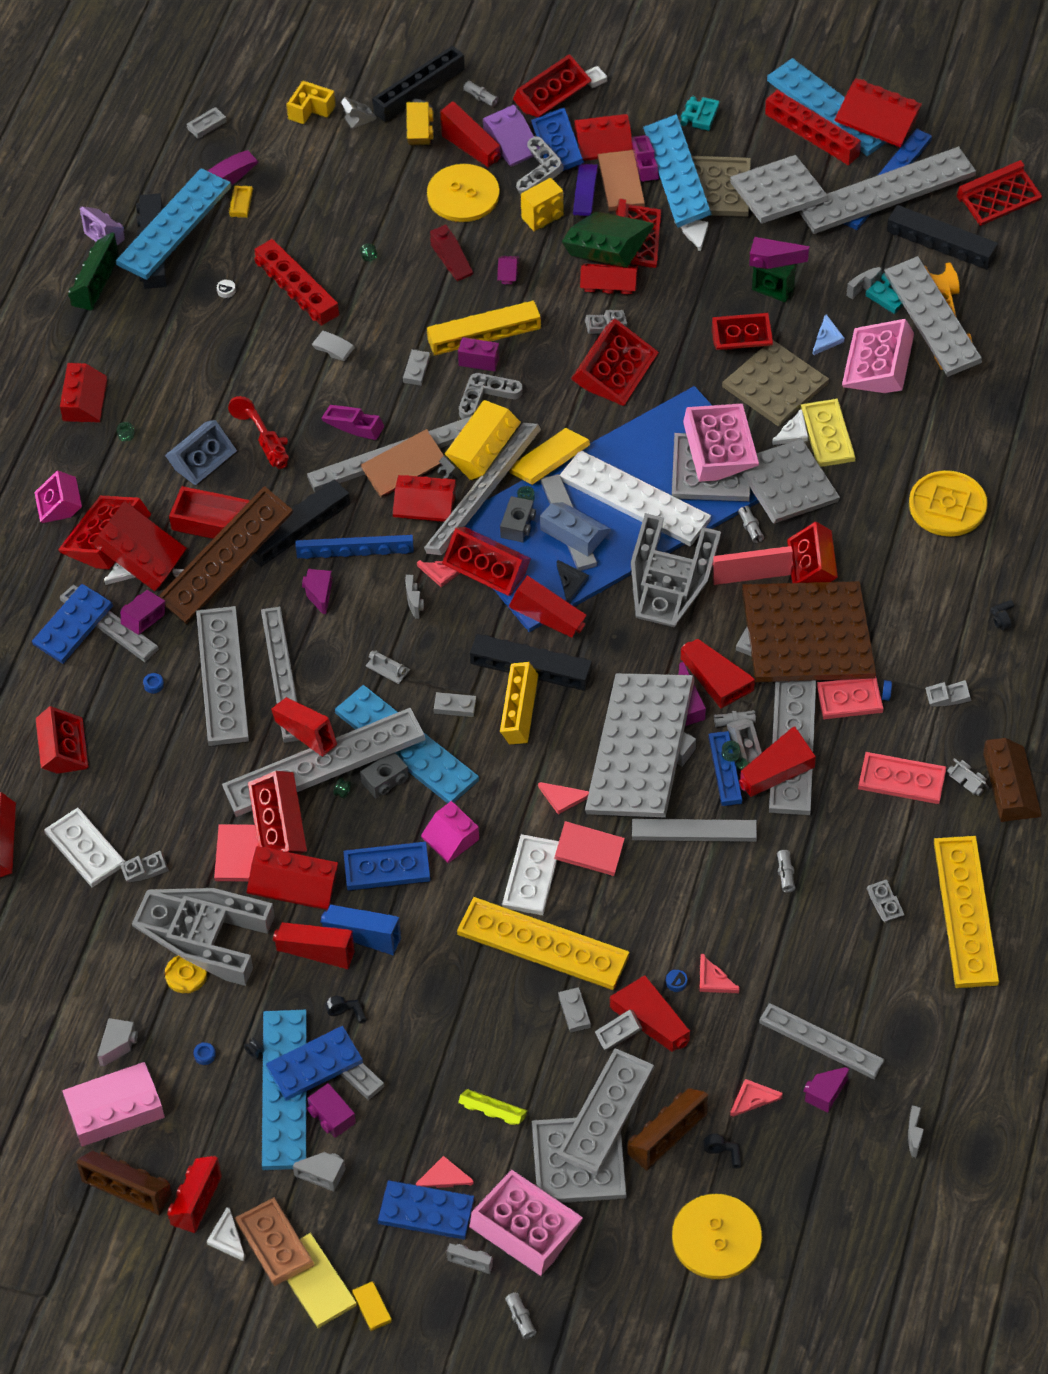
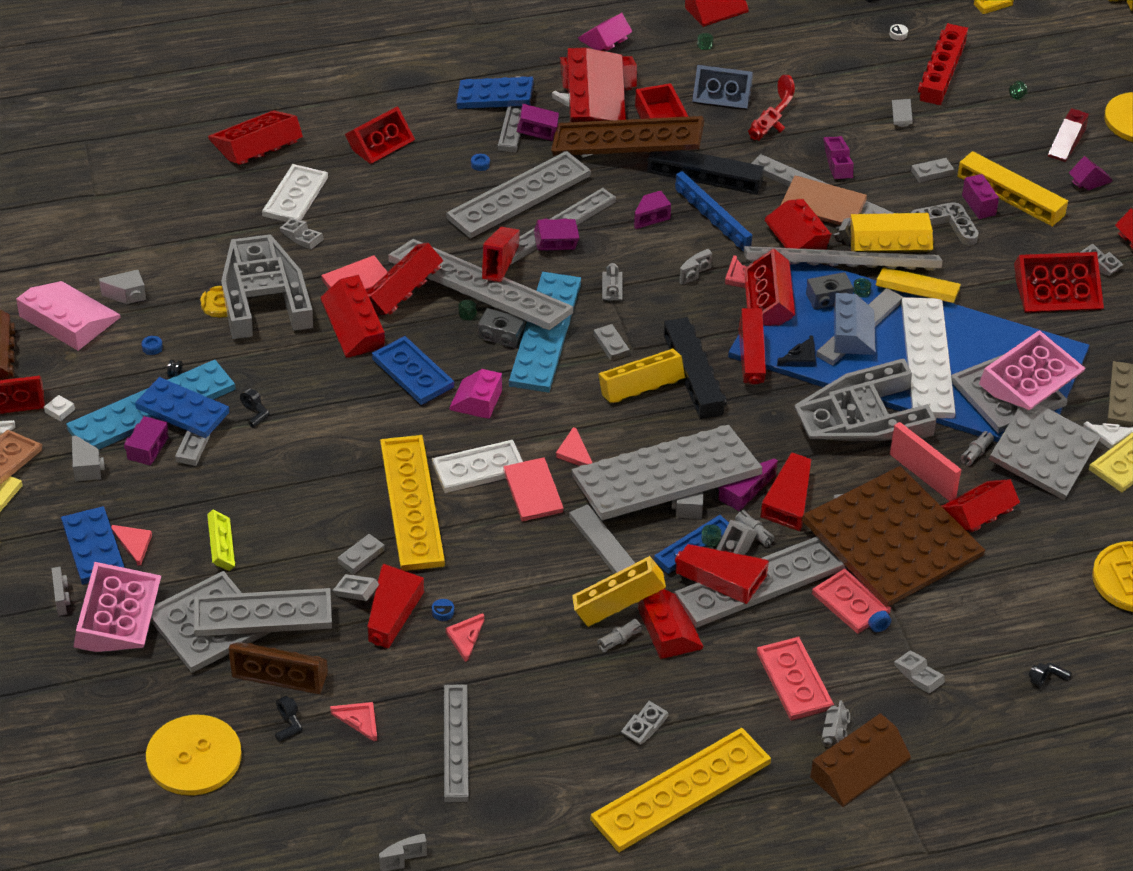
camera: 55 degrees right, 10 degrees down
(234, 1164) = (59, 408): none -> white plate
(302, 673) = (556, 234): none -> magenta brick
(316, 943) = (300, 360): red slope -> none
(368, 928) = (337, 381): blue slope -> none
(520, 1315) = (25, 651): light grey pin -> none
(759, 844) = (619, 591): none -> yellow brick
(796, 832) = (668, 625): none -> red slope
(825, 1088) = (404, 765): magenta slope -> none

